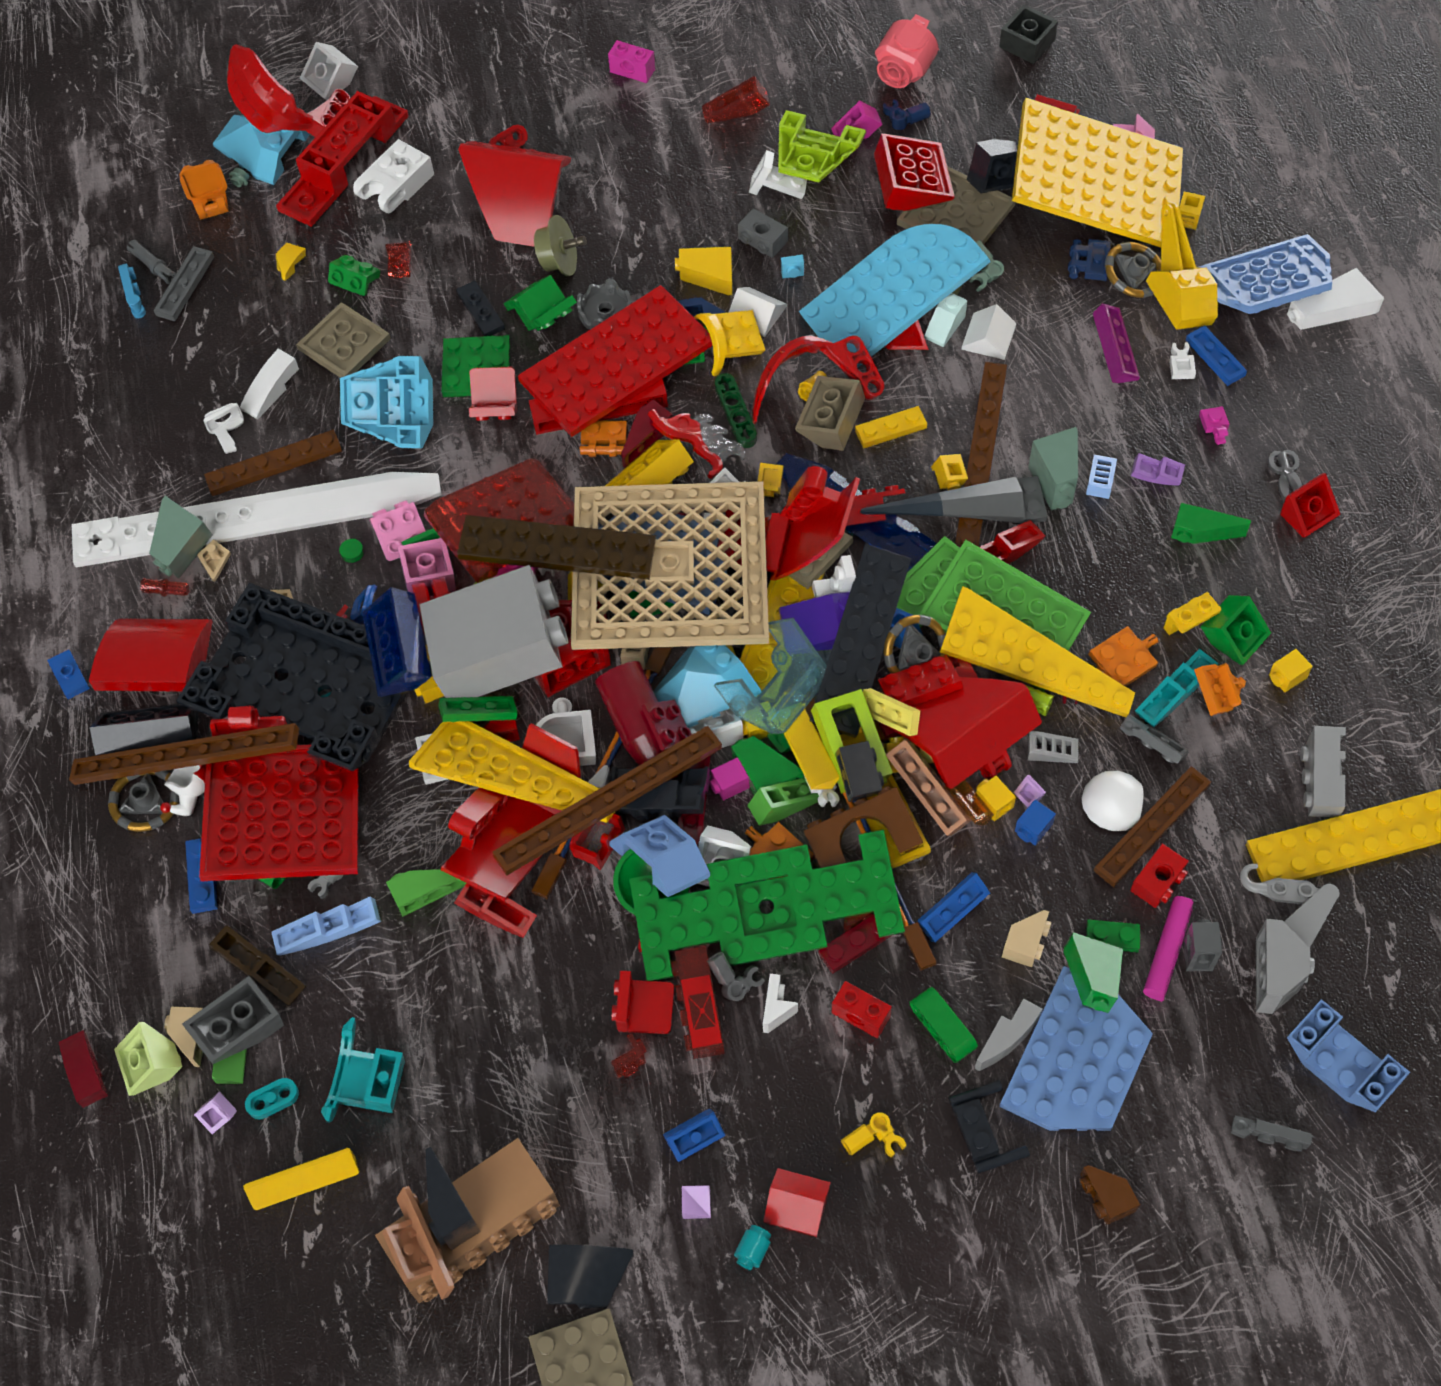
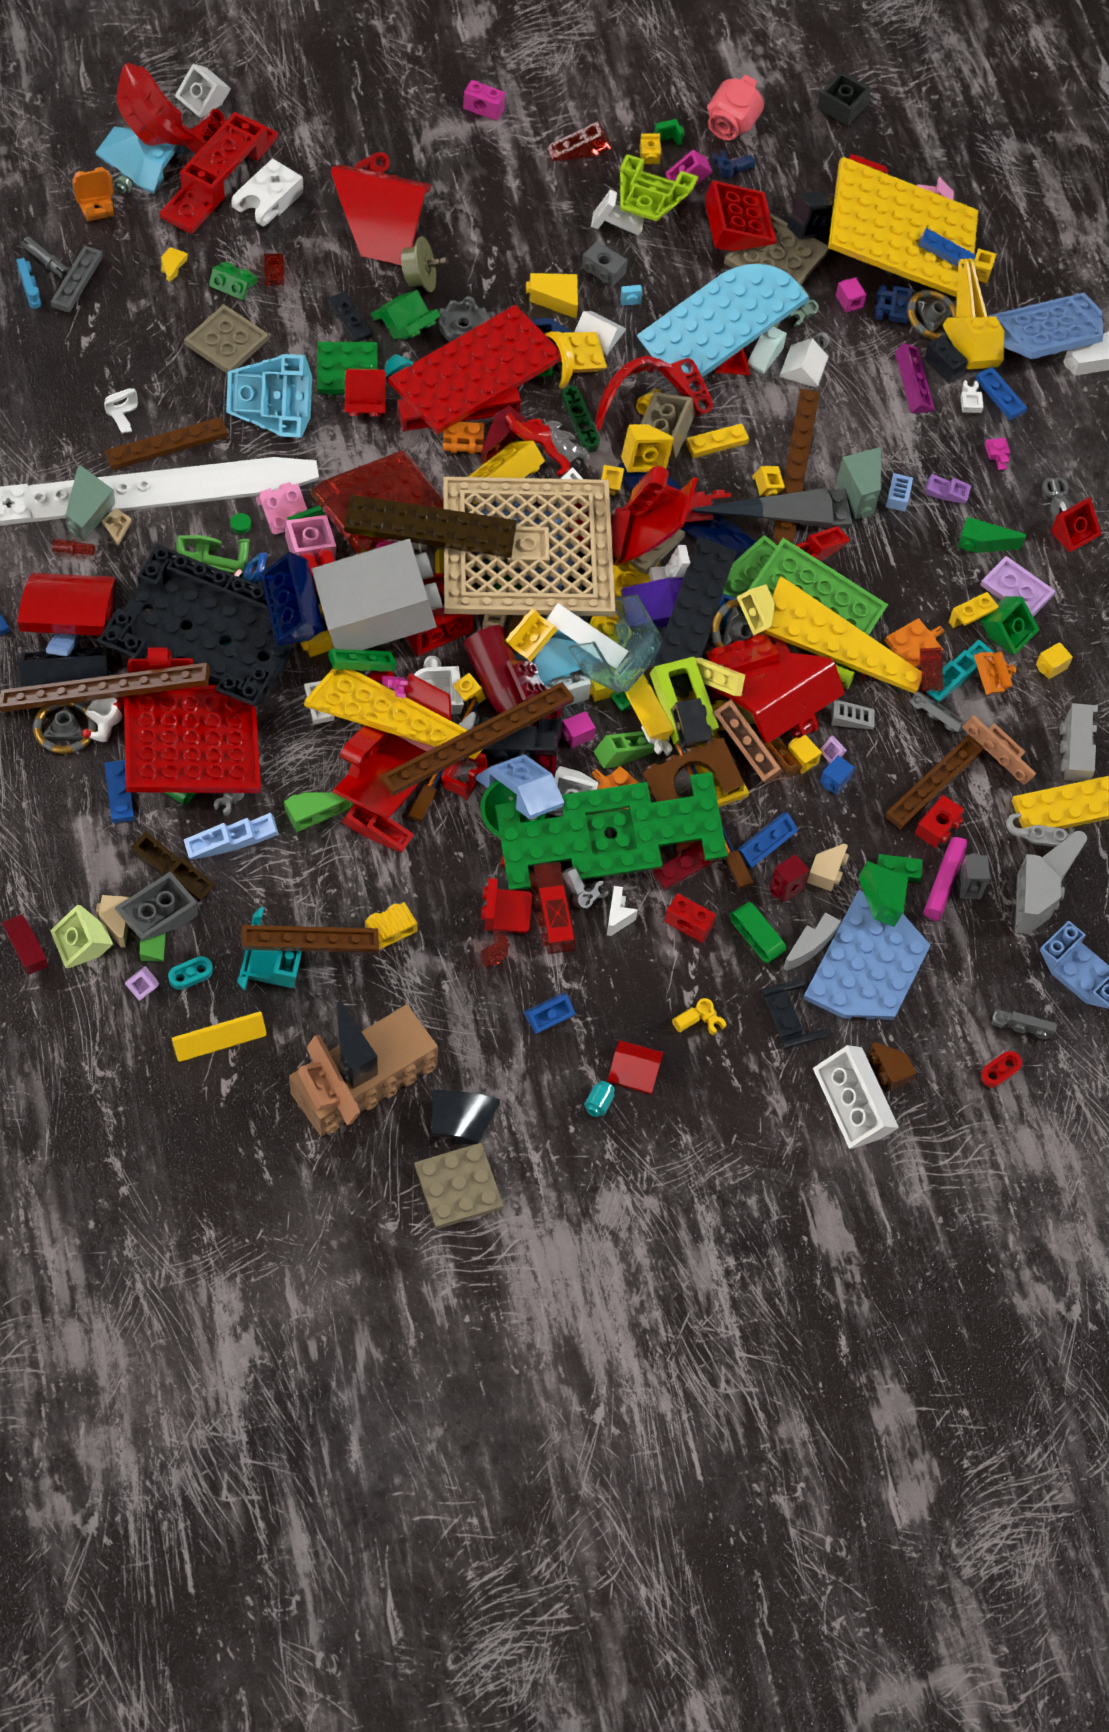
camera: 10 degrees left, 0 degrees up
(143, 703) = (62, 644): none -> medium blue slope
(269, 383) = (160, 373): white slope -> none
(304, 593) = (205, 544): none -> bright green piece
(406, 1056) = (309, 938): none -> reddish brown plate
(506, 1031) = (392, 924): none -> yellow brick
(516, 734) = (396, 684): none -> dark pink plate
(528, 359) = (396, 364): none -> teal slope
(601, 736) = (469, 688): none -> yellow bracket
(671, 671) = (531, 635): none -> yellow bracket
(696, 1202) = (552, 1063): lavender slope -> none
(734, 667) = (583, 633): none -> white slope
(764, 764) = (608, 717): green slope -> none
(808, 442) = (646, 448): none -> yellow slope
(814, 102) = (650, 148): none -> yellow brick
(833, 82) = (670, 130): none -> green bracket
(936, 626) = (757, 608): none -> light yellow slope
(978, 957) = (788, 879): none -> dark red brick
(1004, 303) = (818, 338): none -> light grey hinge
(1040, 252) = (850, 295): none -> dark pink brick
(1065, 1236) = (855, 1097): none -> white slope
(1113, 800) = (903, 760): white cylinder -> none
(1144, 689) = (931, 669): none -> clear red plate
(1145, 193) = (944, 248): none -> blue plate
(1151, 319) = (945, 359): none -> black brick
(1231, 781) = (1000, 747): none -> nougat bracket
(1241, 577) = (1013, 580): none -> lavender plate
(1244, 1194) = (1000, 1070): none -> red plate

